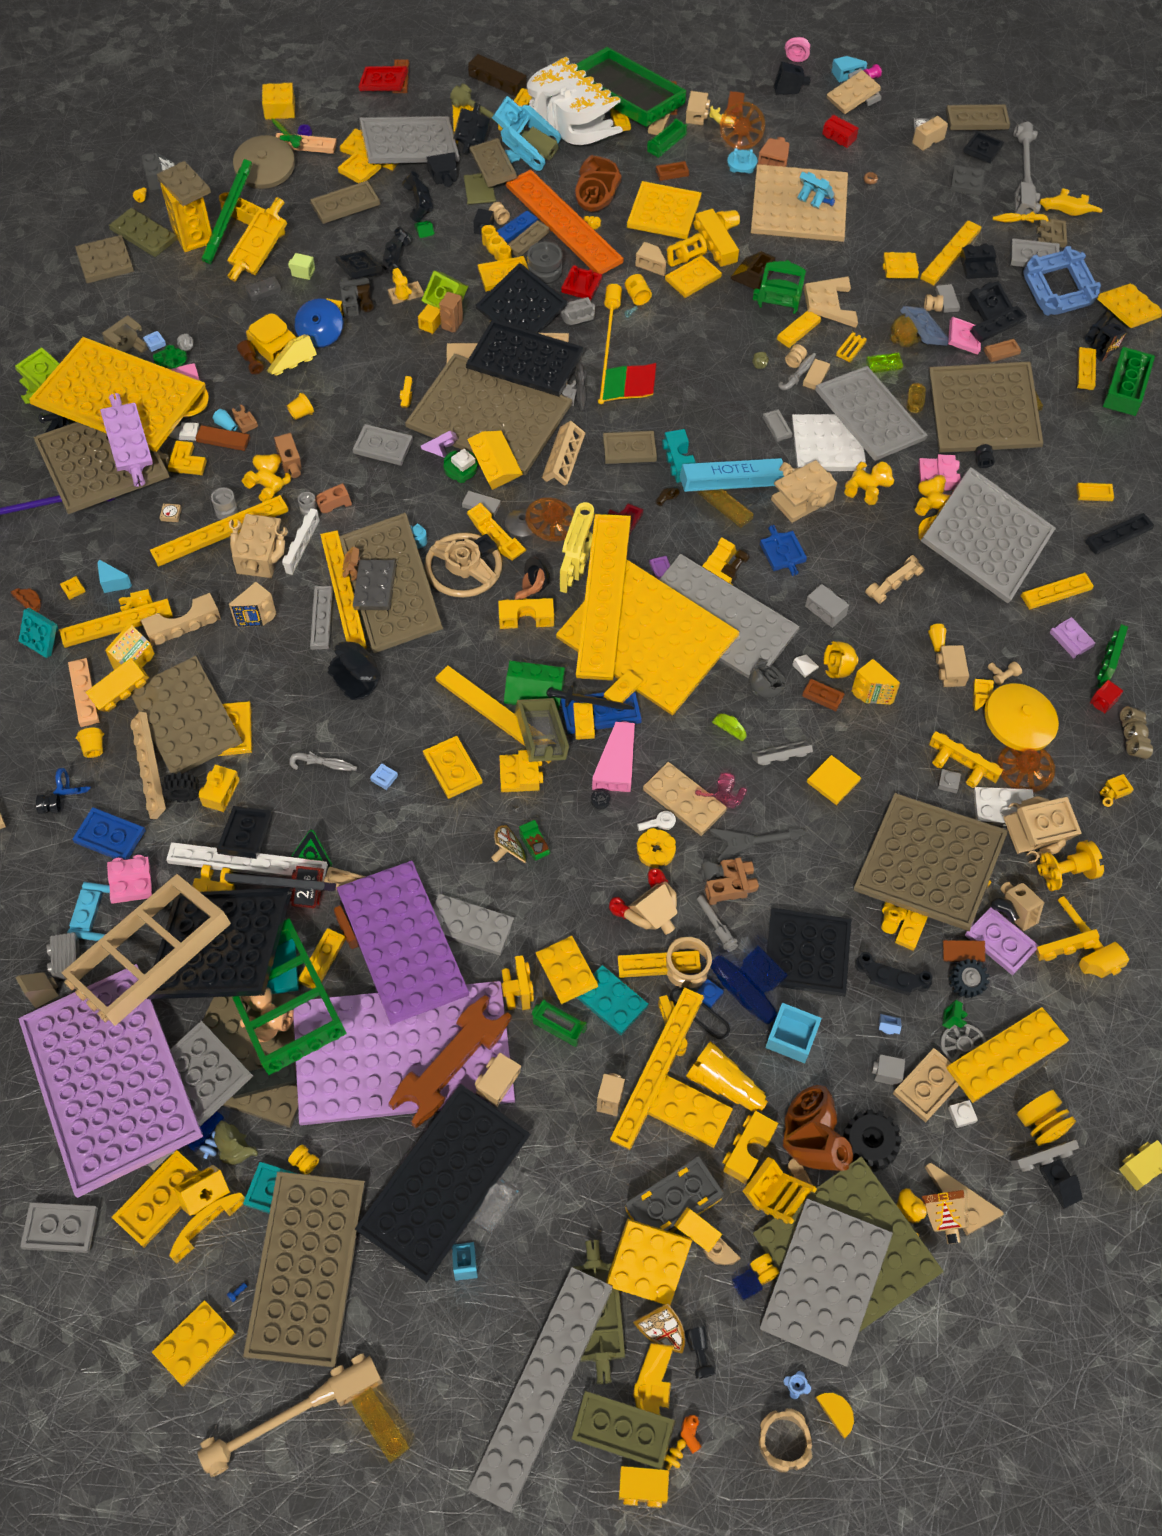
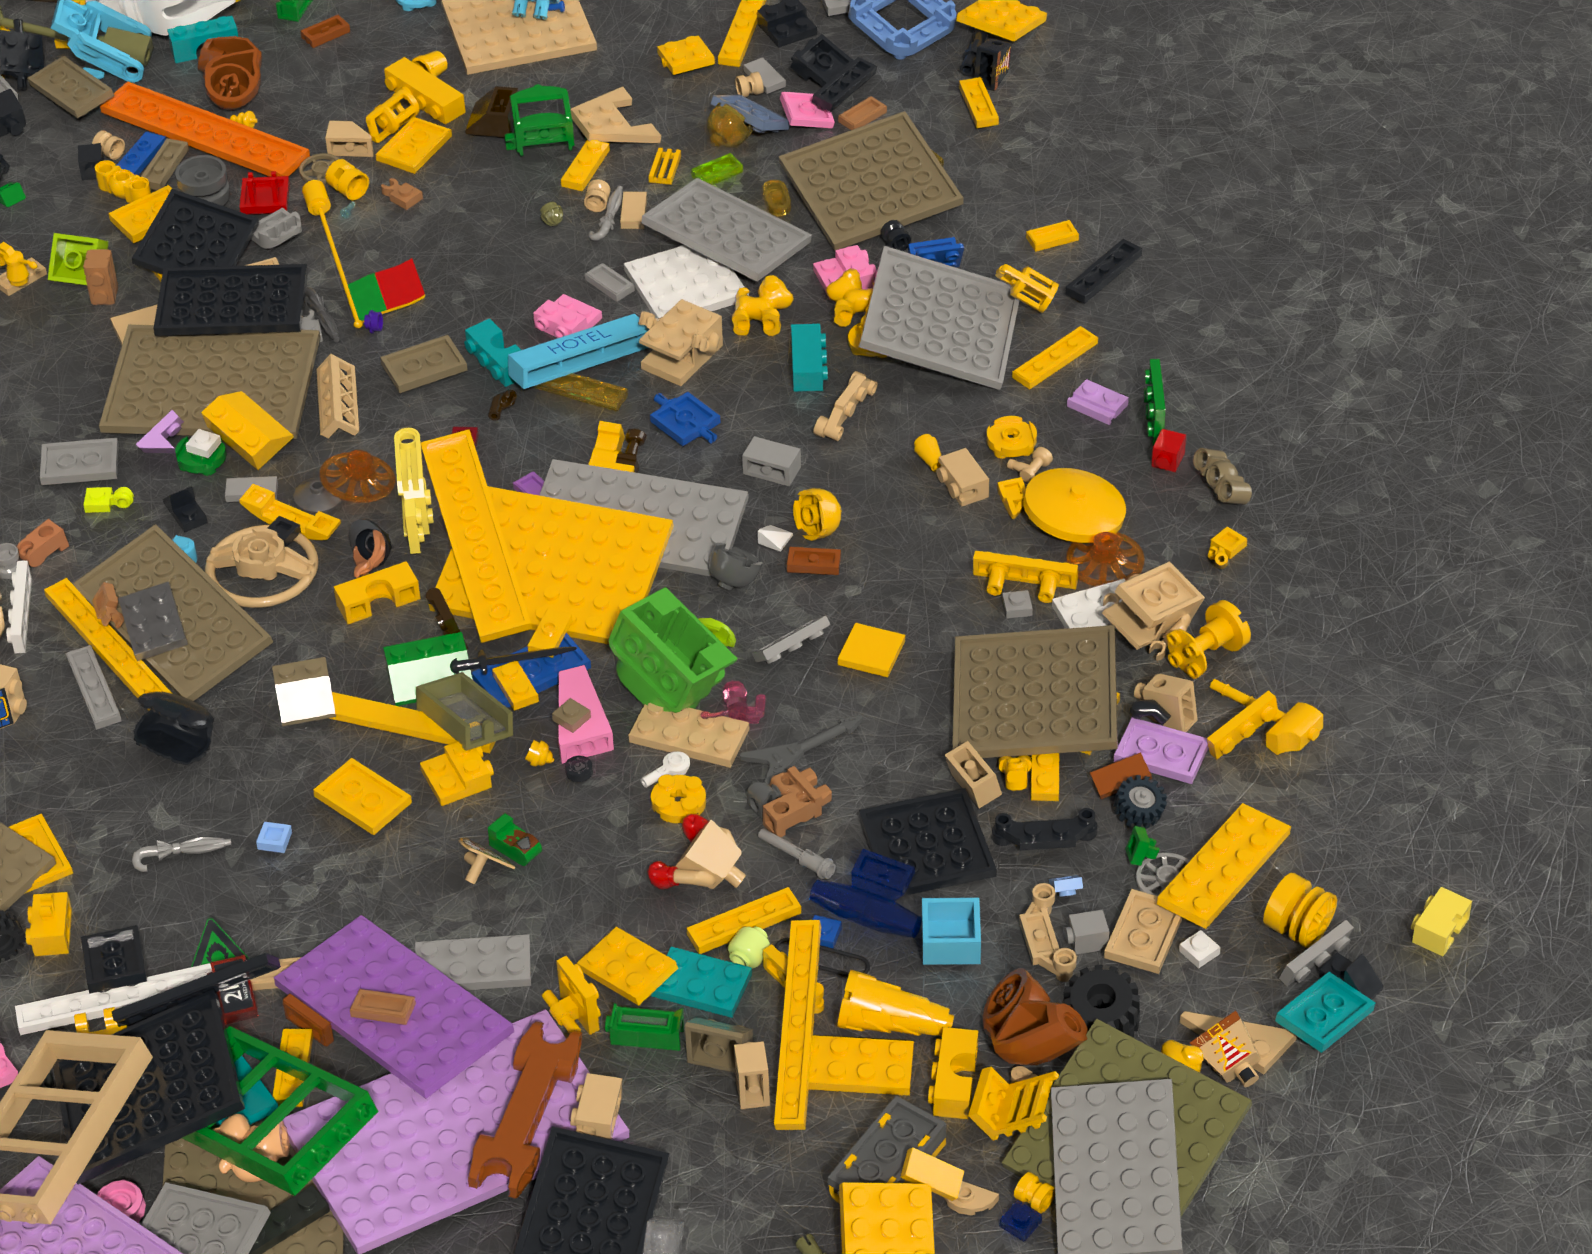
camera: 20 degrees left, 15 degrees down
(173, 1019) = (124, 1197): none -> bright pink piece
(385, 477) = (102, 499): none -> neon yellow plate
(390, 943) = (382, 1006): none -> medium nougat tile
(406, 394) = (83, 392): yellow plate -> none
(429, 319) = (72, 295): yellow brick -> none
(433, 504) = (185, 509): none -> black slope
(446, 674) = (303, 691): none -> slope
(477, 190) = (62, 126): olive container -> none
(560, 653) = (444, 615): none -> dark brown plate
(579, 778) = (539, 754): none -> yellow plate
(581, 149) = (187, 38): none -> teal arch
(599, 1056) = (713, 1043): none -> dark tan slope
(608, 760) = (571, 715): none -> dark tan plate
(611, 403) = (373, 321): none -> dark purple plate
(624, 273) = (318, 168): none -> dark tan wheel
(653, 987) = (748, 946): none -> yellowish green head
(664, 210) = (337, 79): yellow plate -> none
(670, 312) = (402, 195): none -> medium nougat plate
(680, 979) = (771, 881): tan piece -> none
(690, 739) = (667, 653): none -> bright green brick
(737, 443) = (565, 316): none -> bright pink plate
(854, 1060) = (1041, 937): none -> tan plate
(860, 911) = (973, 774): none -> tan brick
(875, 684) = (875, 524): yellow slope -> none
(885, 532) = (808, 357): none -> teal brick
(997, 653) = (1021, 445): none -> yellow plate
(1007, 480) = (939, 250): none -> blue bracket
(1030, 1207) = (1325, 1012): none -> teal plate
(1056, 525) = (1023, 283): none -> yellow piece
(1129, 381) = (1038, 100): green brick -> none

